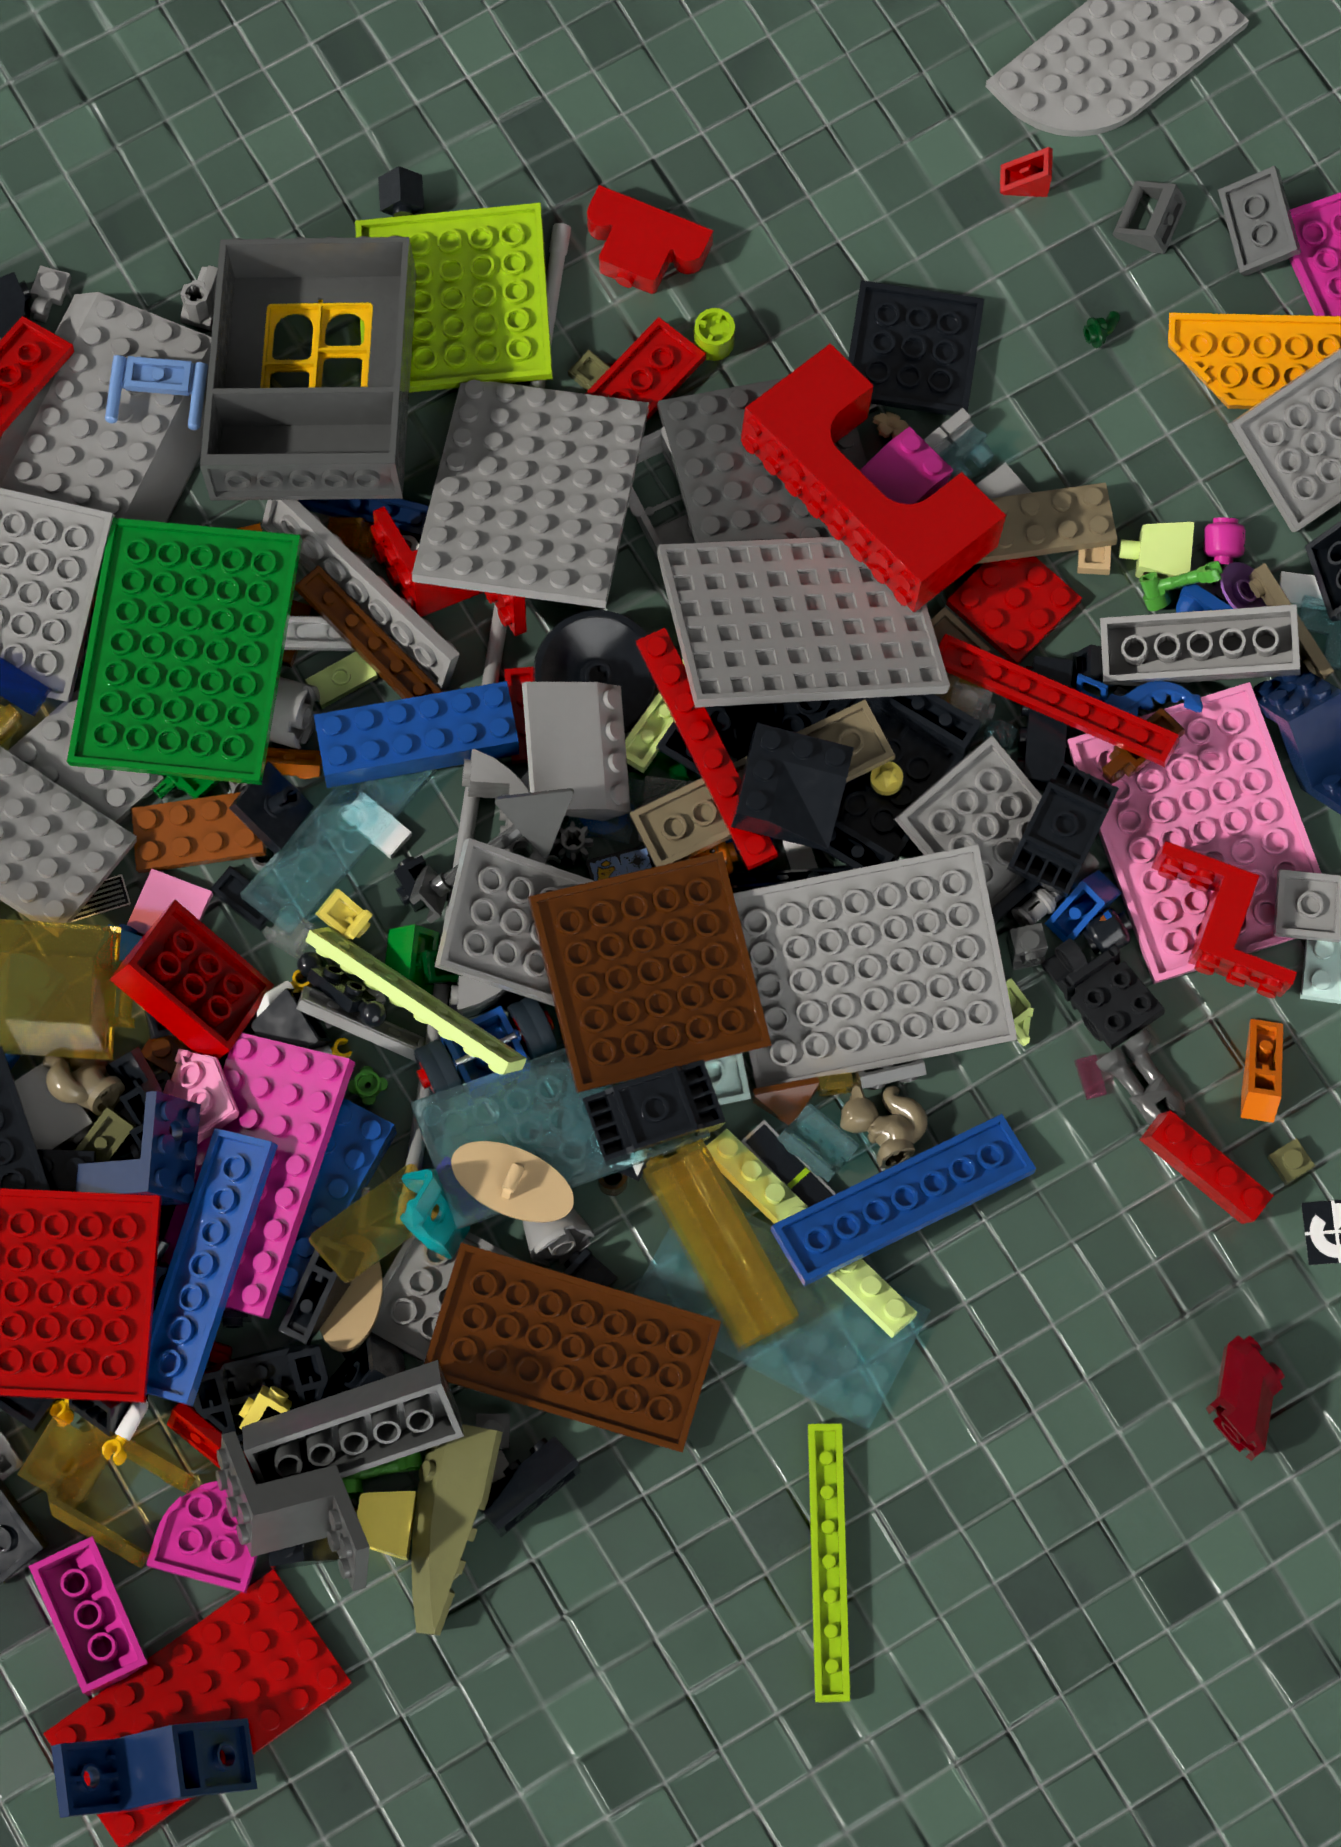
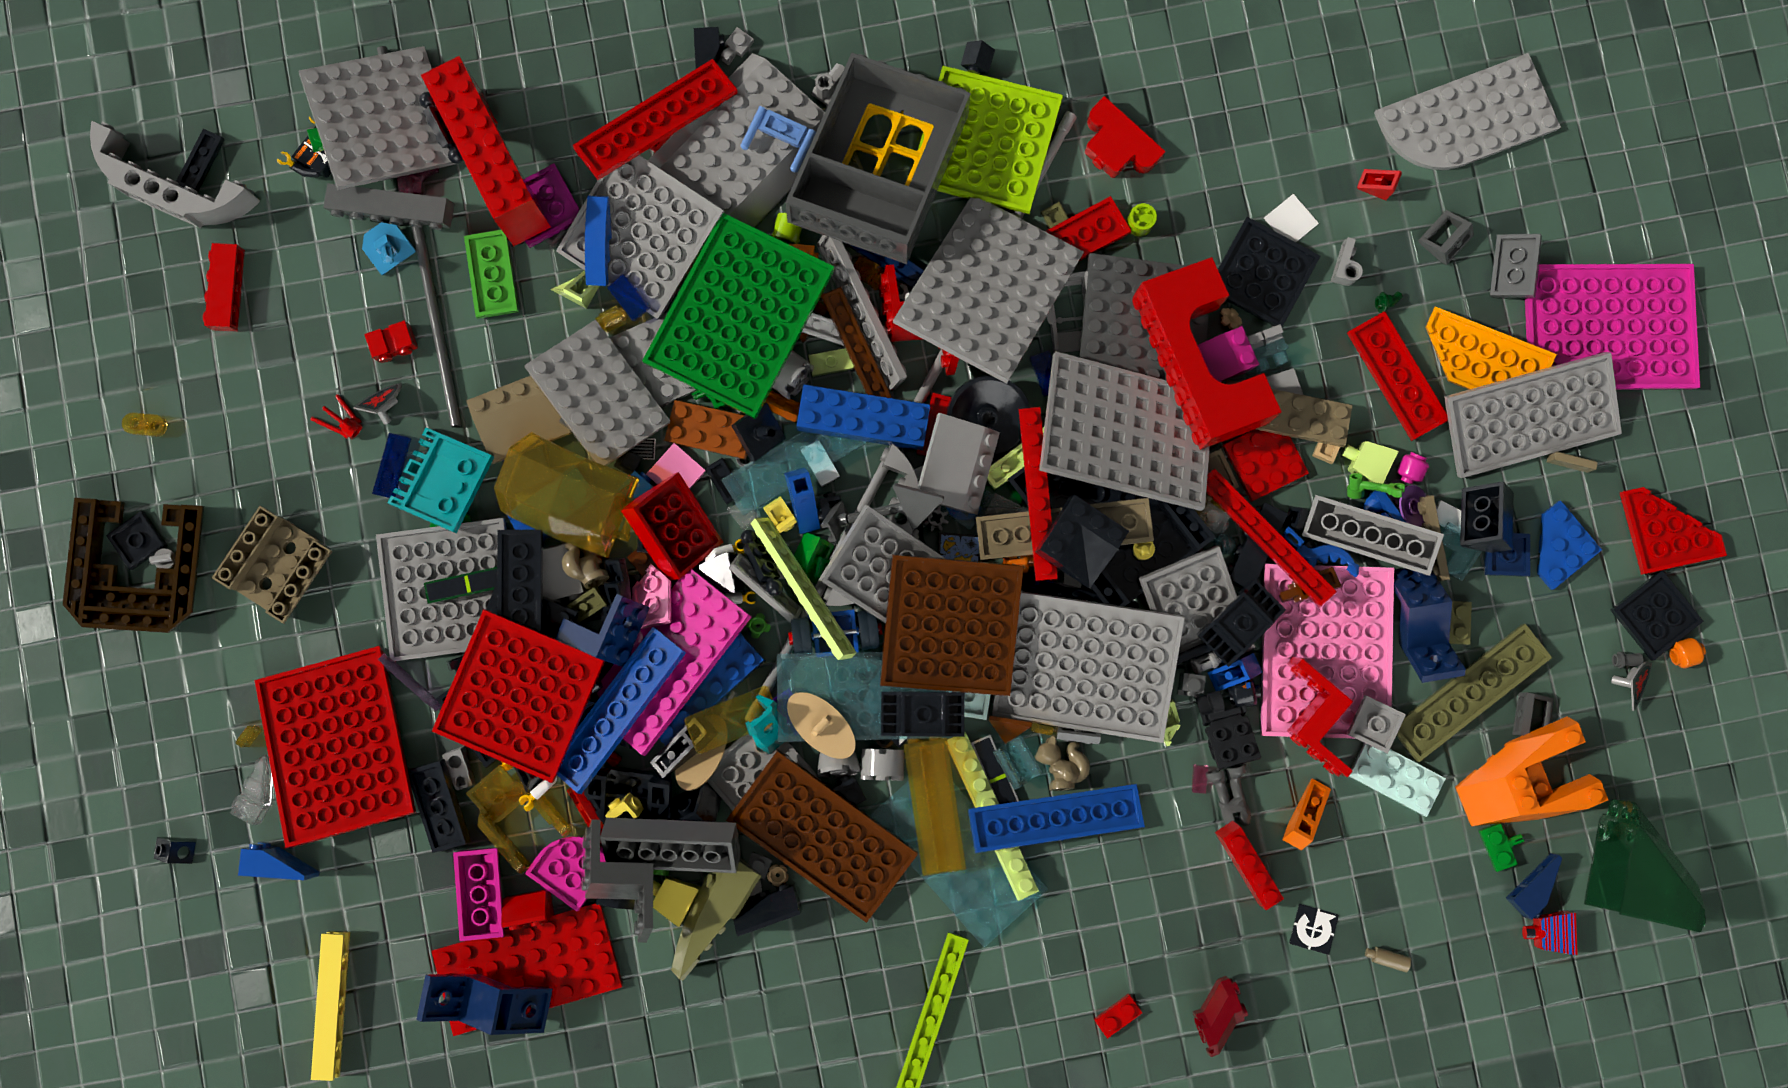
camera: 20 degrees right, 10 degrees up
(95, 914) = (628, 462): none -> black plate
(168, 1614) = (526, 908): none -> red slope
(212, 512) = (786, 231): none -> lime piece
(370, 880) = (802, 500): none -> blue slope
(526, 1424) = (771, 875): none -> tan plate
(622, 1212) = (882, 764): none -> light grey brick
(650, 584) = (1042, 367): none -> clear blue tile
(925, 265) = (1291, 219): none -> white sticker
(1022, 297) = (1344, 263): none -> light grey plate
(1101, 1457) = (1118, 1016): none -> red plate
(1155, 424) = (1398, 376): none -> red plate
(1291, 1161) = (1302, 876): olive plate -> none

